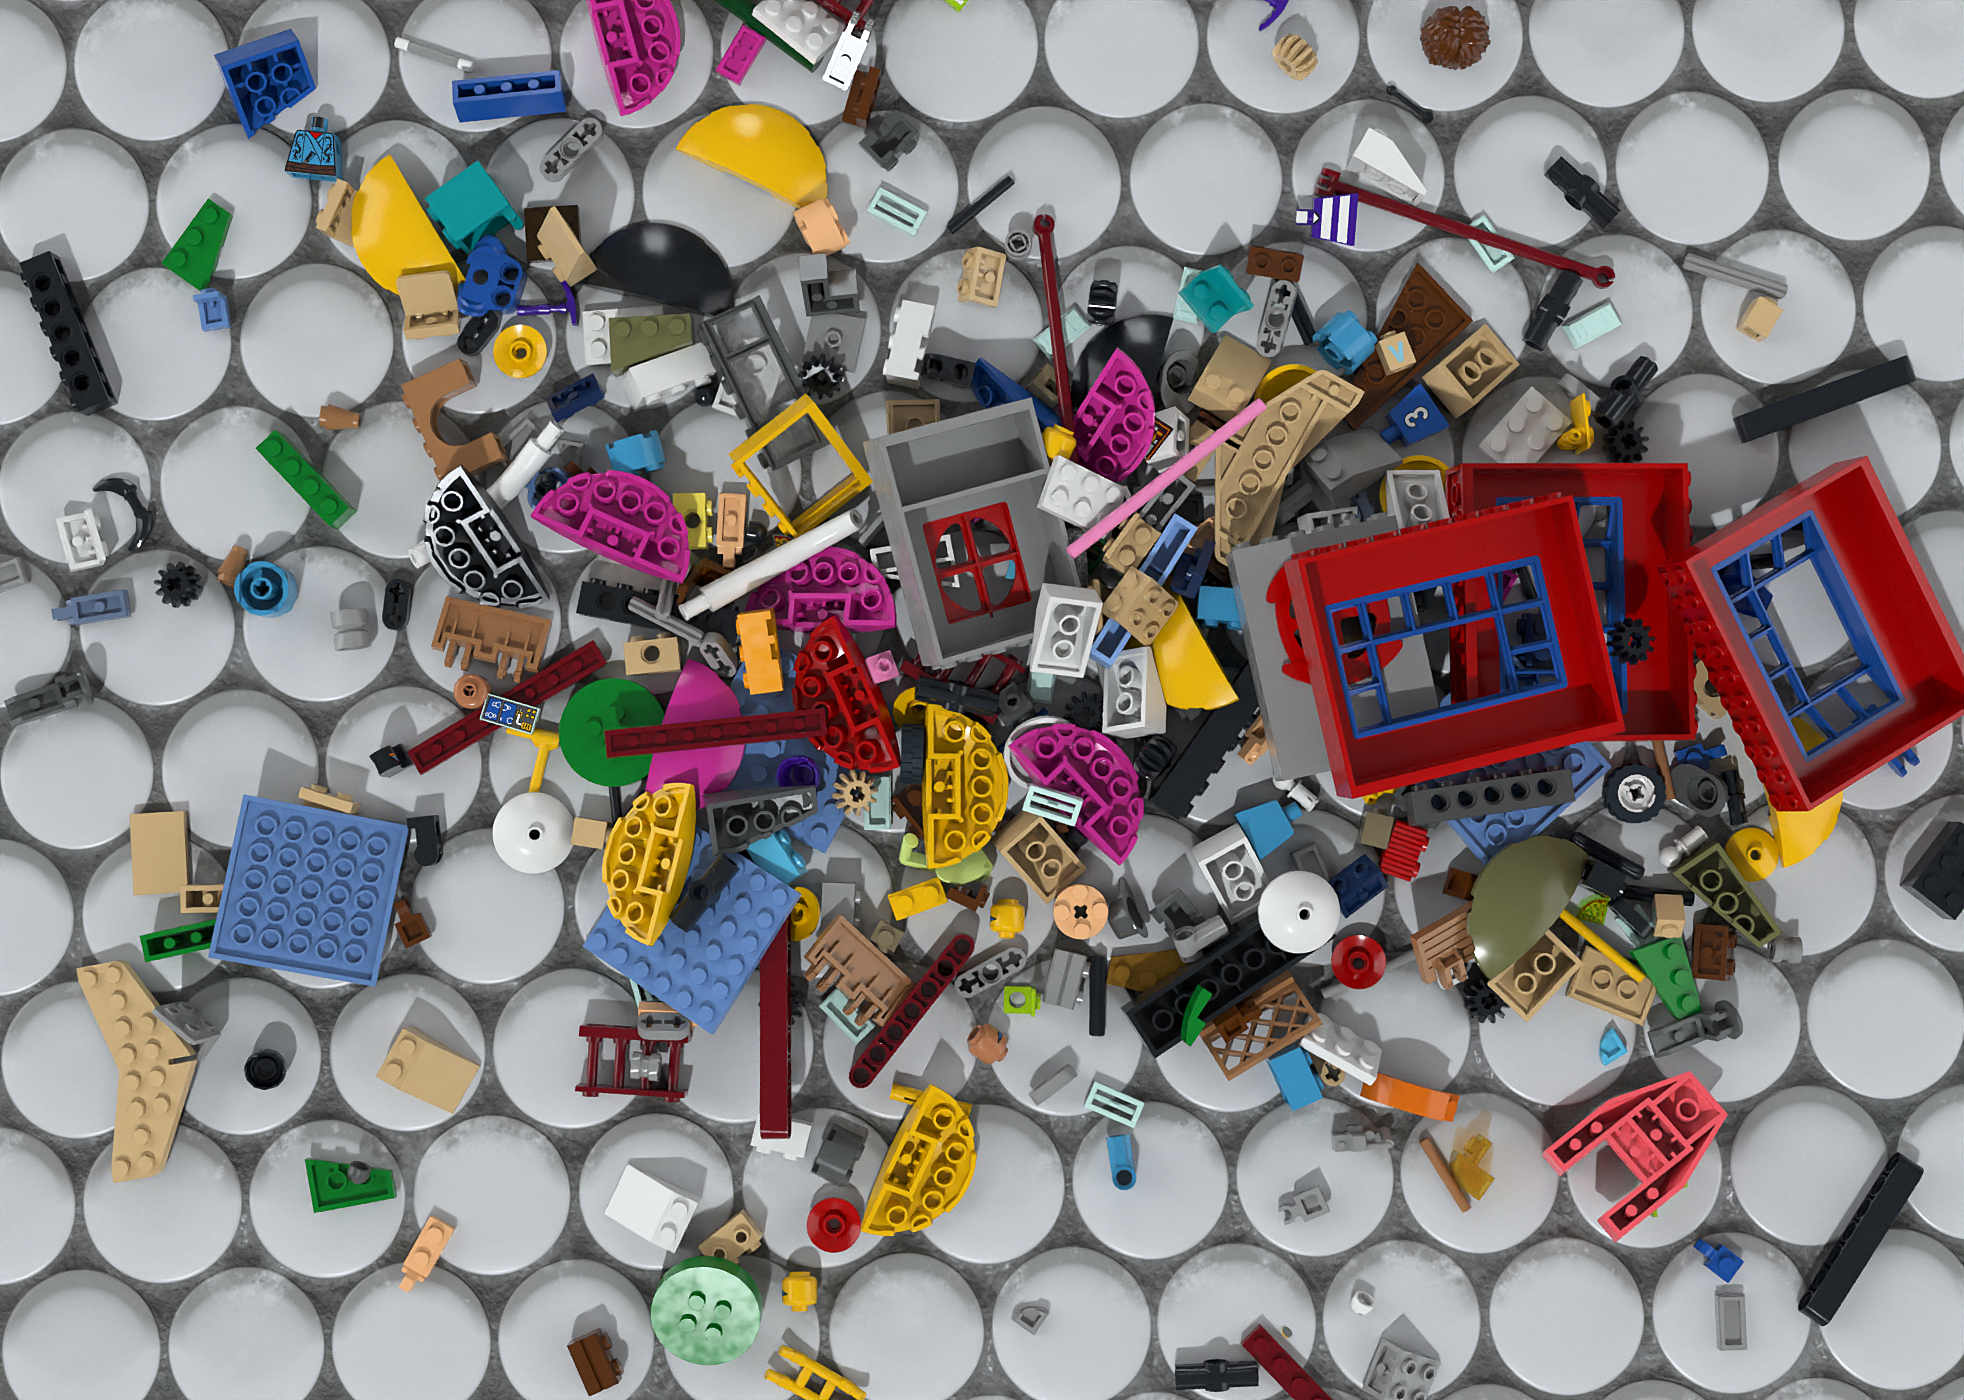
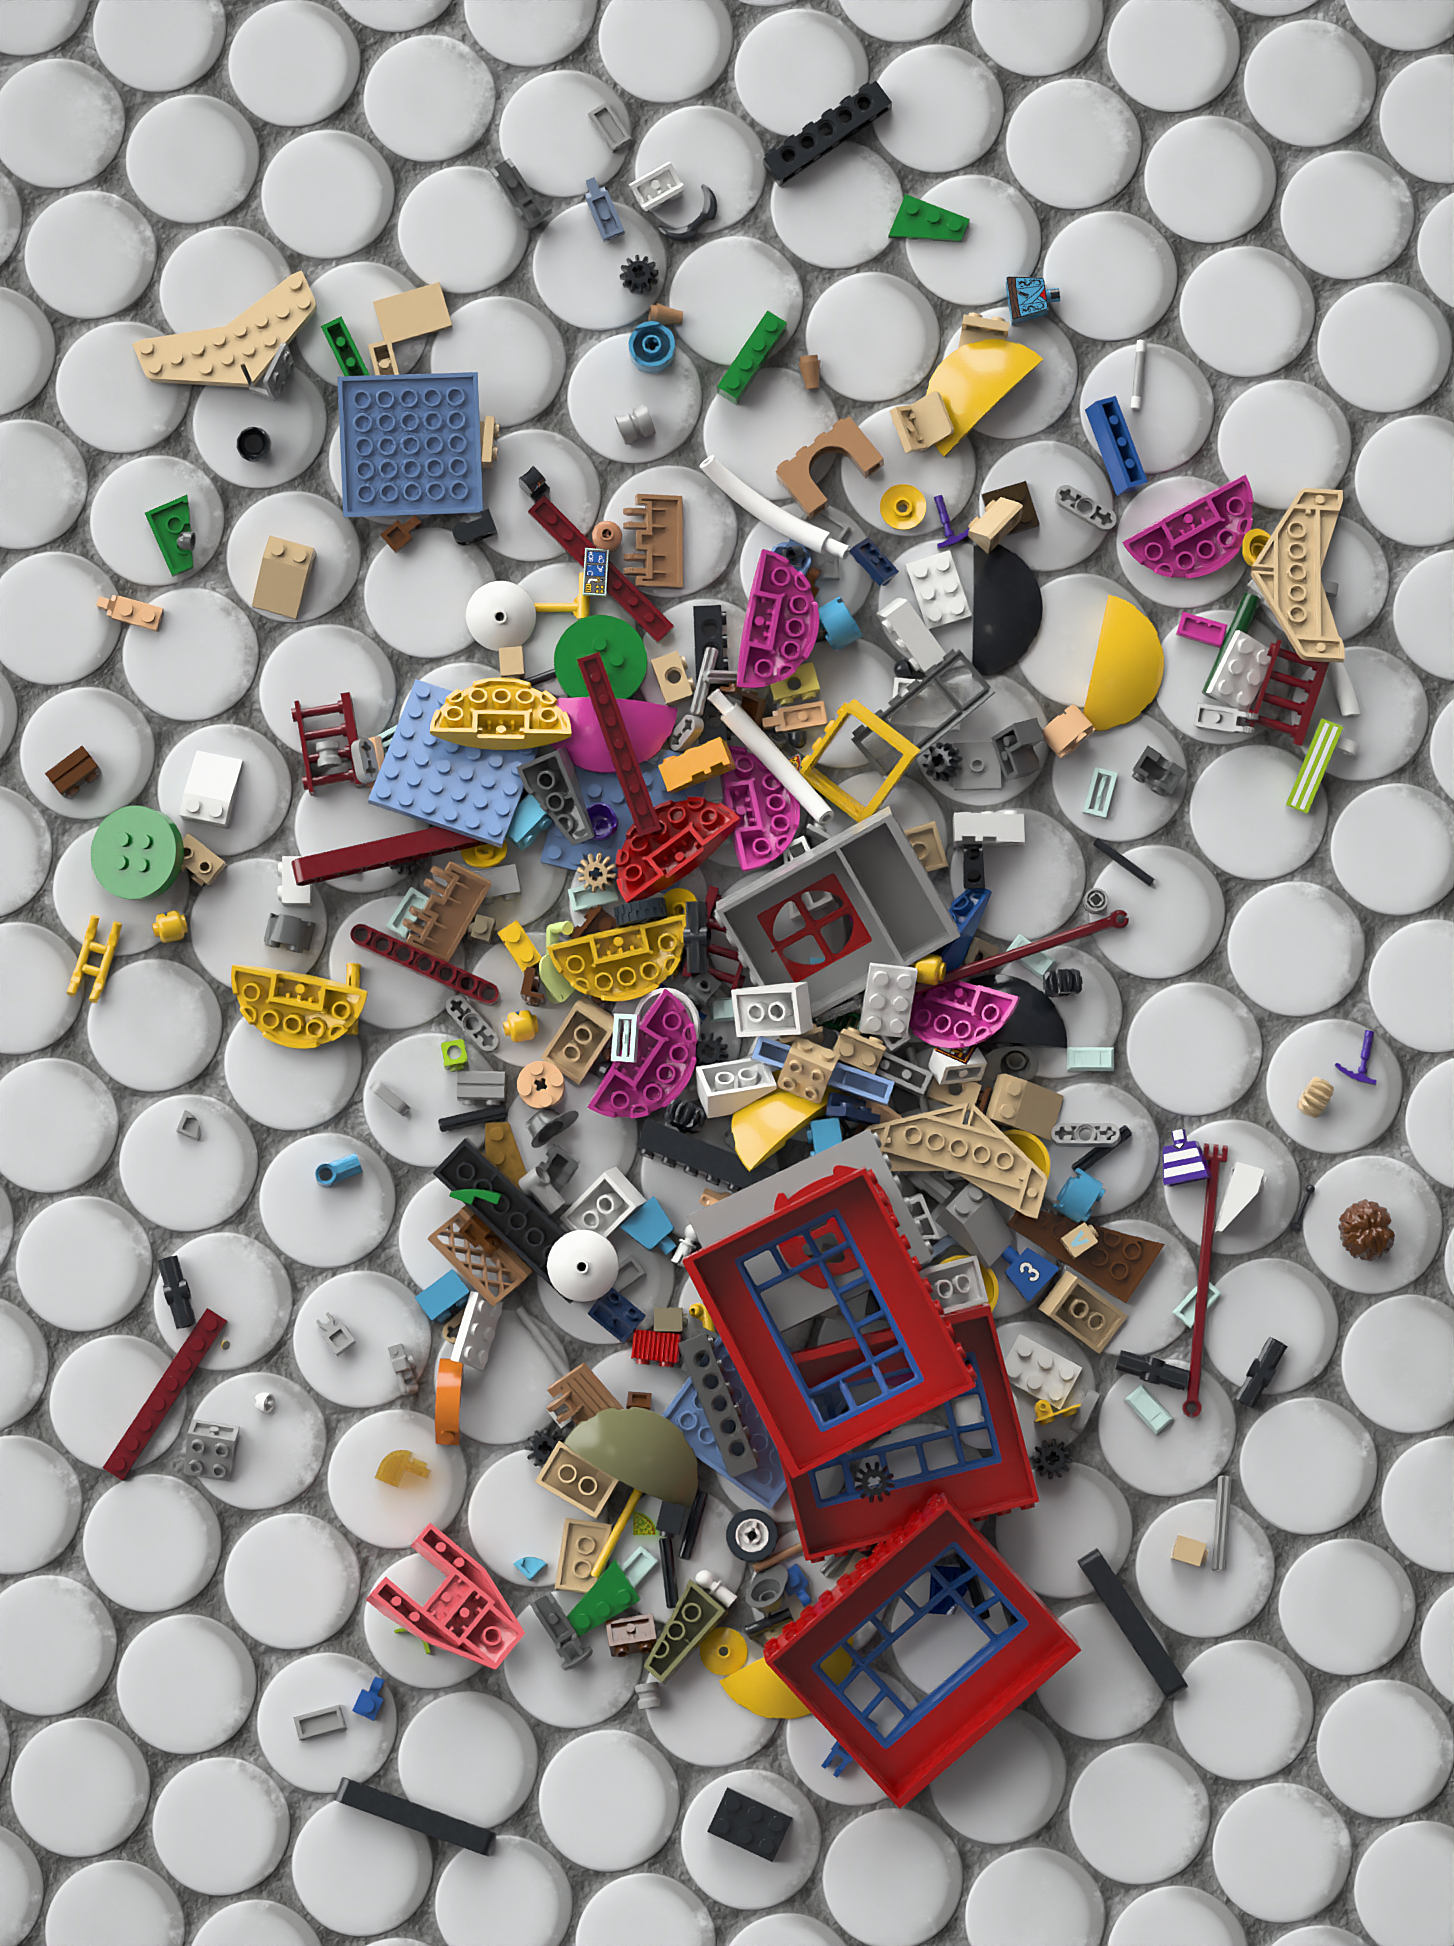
camera: 80 degrees right, 5 degrees down
(213, 310) = (876, 246): medium blue bracket -> none
(265, 78) = (1082, 241): blue wedge -> none
(390, 604) = (664, 451): black beam -> none
(471, 208) = (1012, 438): teal container -> none
(477, 299) = (976, 463): blue piece -> none
(477, 546) = (729, 512): black brick -> none
(483, 337) = (913, 463): black beam -> none
(647, 338) = (937, 609): olive wedge -> none
(692, 905) = (471, 760): black piece -> none
(833, 1239) = (228, 930): red dish -> none
(862, 97) = (1189, 740): reddish brown bracket -> none
(882, 667) = (707, 870): bright pink bracket -> none
(981, 276) = (1061, 877): tan bracket -> none
(987, 1043) = (411, 1034): nougat head -> none
(1092, 1094) = (381, 1174): light aqua tile -> none
(1166, 478) = (921, 1066): bright pink piece -> none
(1215, 297) = (1089, 1076): teal bracket -> none
(1274, 263) = (1133, 1121): reddish brown bracket -> none
(1368, 951) = (560, 1322): red dish -> none
(1444, 1174) = (390, 1447): medium nougat bar -> none
(1626, 392) = (1094, 1447): black piece -> none
(1630, 917) = (644, 1553): black beam -> none
(1667, 915) = (653, 1585): tan brick -> none

